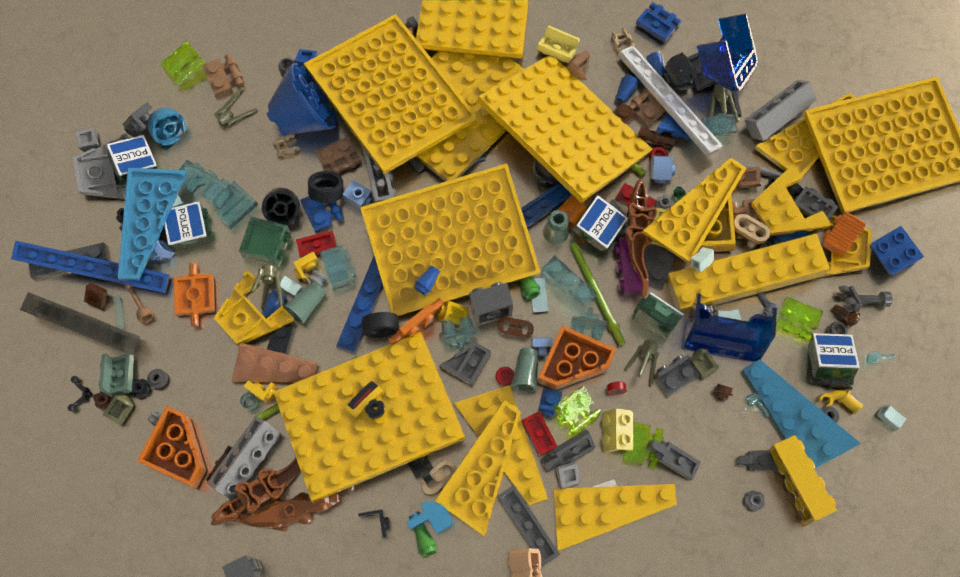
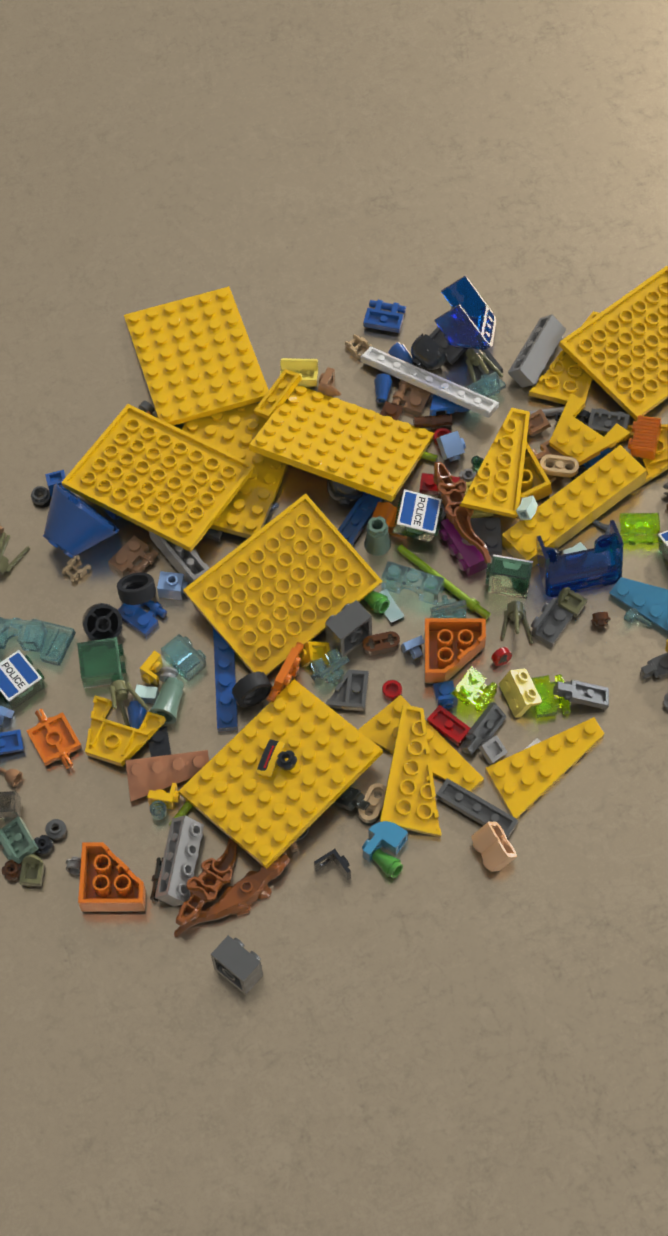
camera: 20 degrees left, 10 degrees down
(316, 243) = (152, 642): red plate -> none
(426, 281) = (278, 631): blue cone -> none
(526, 371) = (410, 676): sand green plant -> none
(529, 57) = (278, 393): none -> yellow plate

